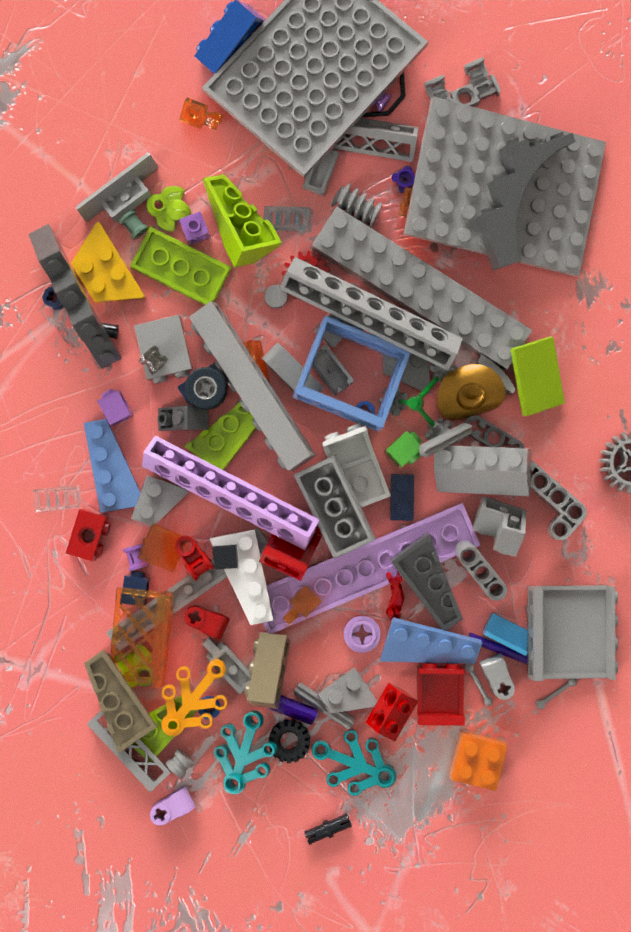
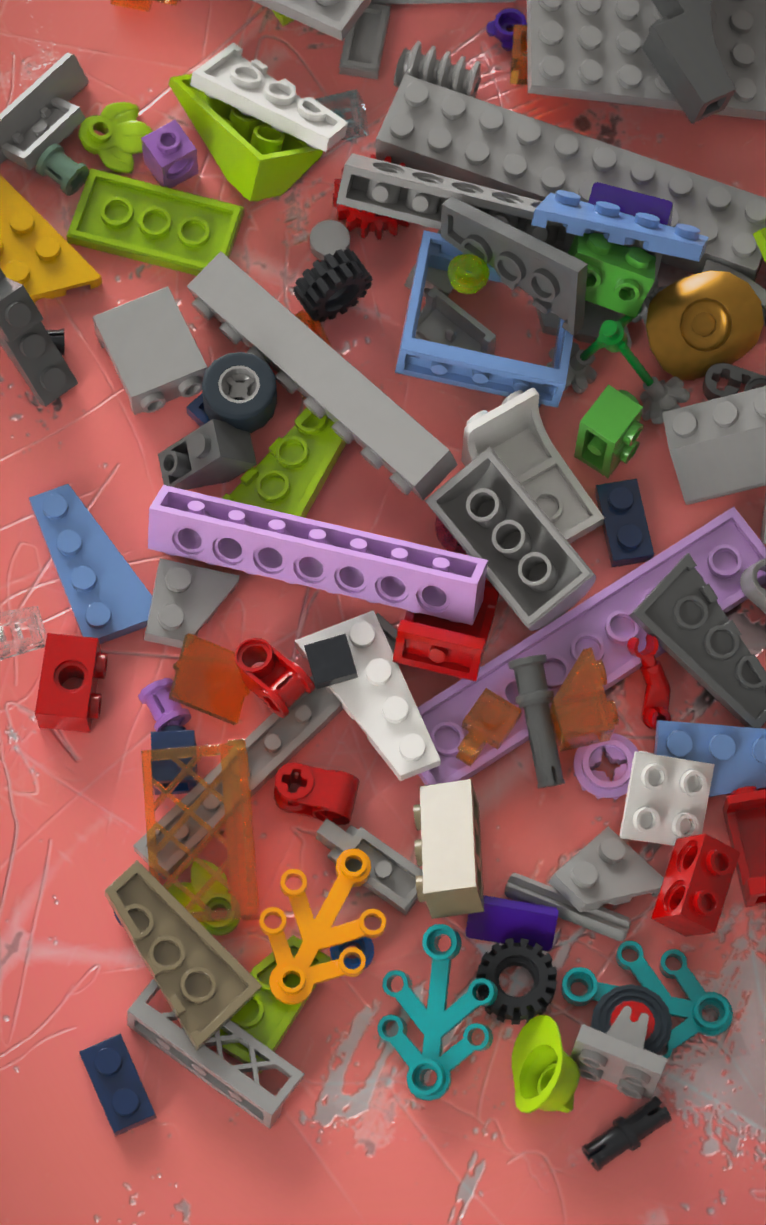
camera: 15 degrees left, 20 degrees down
(78, 753) = (117, 1084): none -> dark blue plate
(114, 407) = (81, 461): medium lavender brick -> none
(153, 360) = (139, 357): clear smoke wheel -> none
(176, 805) = (324, 1140): lavender piece -> none
(180, 763) = (318, 1060): light grey wheel -> none
(249, 197) = (259, 95): none -> white wing
(270, 330) = (332, 285): none -> black tyre
(288, 368) = (374, 348): light grey beam -> none
(292, 793) = (542, 1070): none -> lime piece
(329, 597) = (535, 700): none -> dark grey pin
(338, 785) = (625, 1040): none -> light grey plate
(340, 356) = (465, 281): none -> clear neon green plate
(352, 605) = (581, 708): none -> clear orange slope
(371, 350) = (520, 260): none -> dark grey wing
(386, 662) = (665, 798): none -> white hinge
(420, 364) = (615, 273): none -> bright green brick
(432, 341) = (620, 228): none -> medium blue wing
(442, 326) = (632, 202): none -> dark purple slope
(445, 440) = (678, 396): light grey axle -> none

